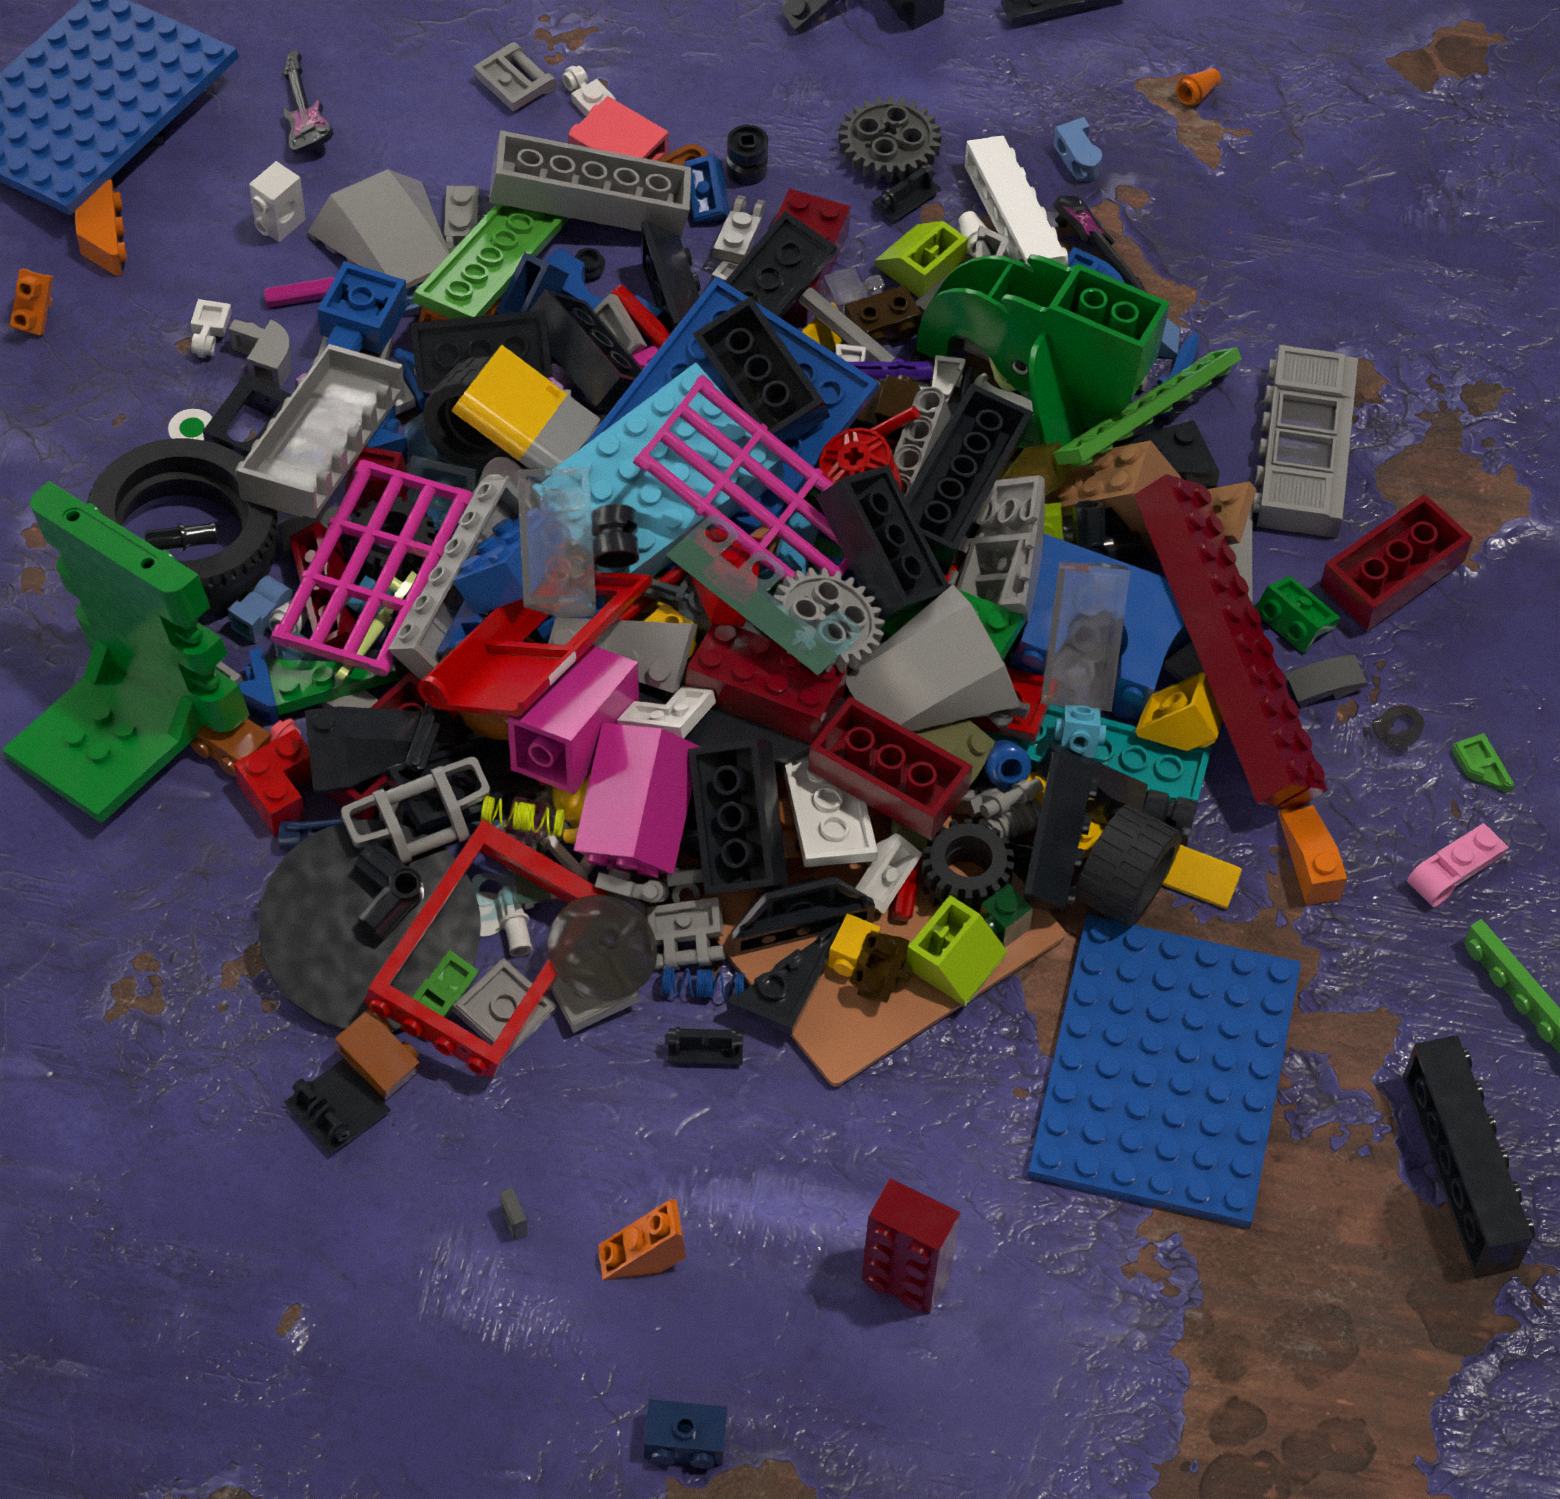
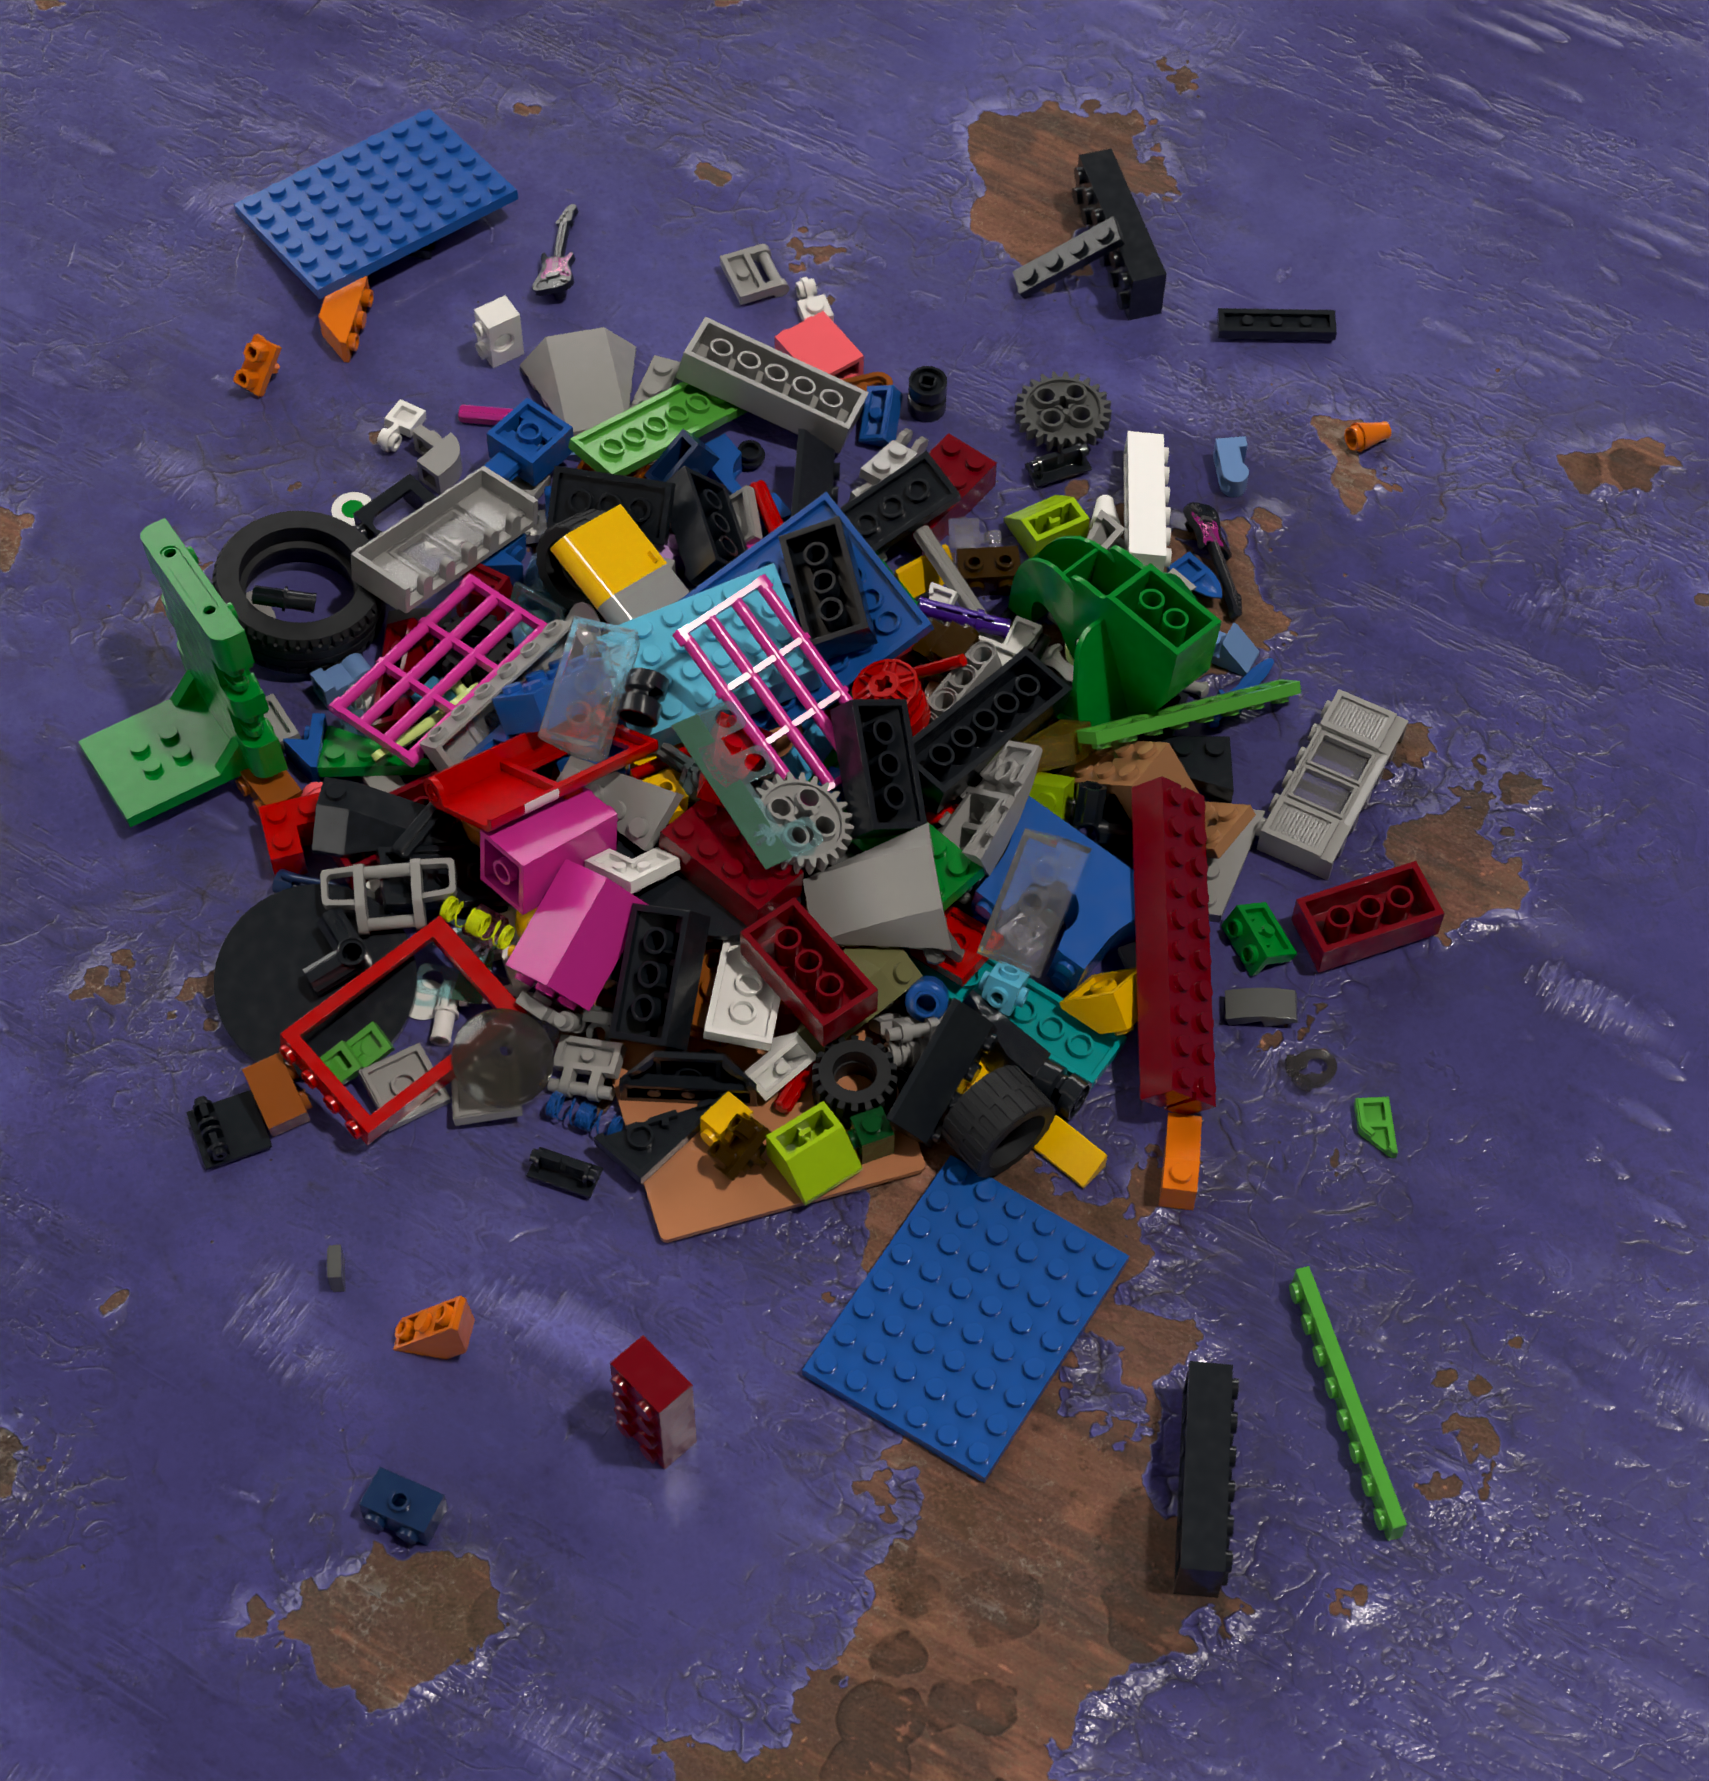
camera: 20 degrees right, 0 degrees up
(1455, 863) = (1311, 1208): bright pink plate -> none

